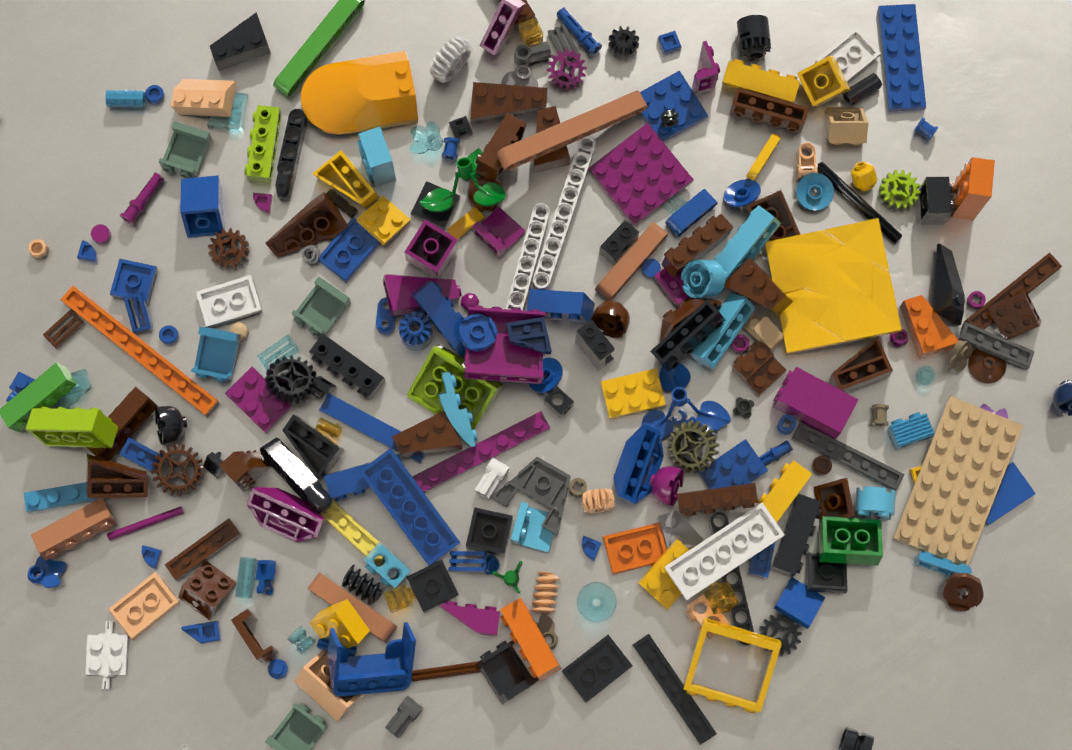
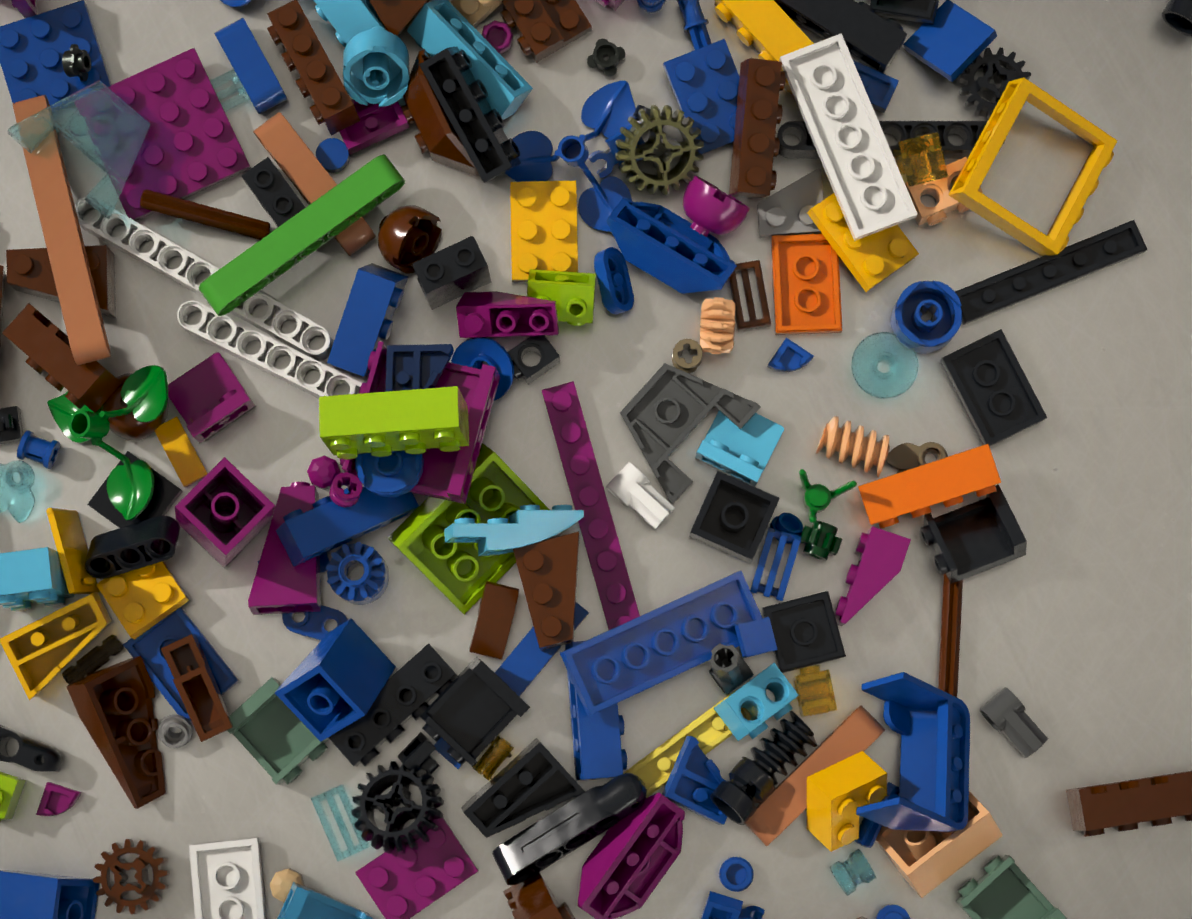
camera: 75 degrees left, 5 degrees up
(289, 575) = (736, 874): none -> blue tile
(328, 561) = (736, 802): none -> black wheel
(334, 543) = (693, 782): none -> blue wing
(336, 259) = (197, 687): none -> reddish brown slope
(350, 409) = (472, 712): none -> black panel
(353, 331) = (336, 681): none -> blue slope
(397, 178) = (71, 550): none -> yellow container
(402, 546) = (728, 668): none -> dark grey piece
(405, 207) = (132, 547): none -> black beam
(405, 411) = (494, 620): none -> reddish brown slope
(423, 558) = (755, 637): none -> blue tile
(464, 311) = (337, 493): none -> magenta bush
(486, 584) = (820, 540): none -> dark green gear
(497, 326) = (394, 422): none -> lime brick
(577, 378) = (505, 315): none -> magenta slope
(596, 409) = (571, 291): none -> lime brick
(598, 259) = (301, 235): none -> bright green beam
(600, 198) = (204, 214): none -> reddish brown axle
(606, 522) = (753, 323): none -> reddish brown tile
(611, 438) = (613, 280): none -> blue plate
(625, 609) = (918, 300): none -> blue brick
(634, 138) = (100, 128): none -> clear light blue wing

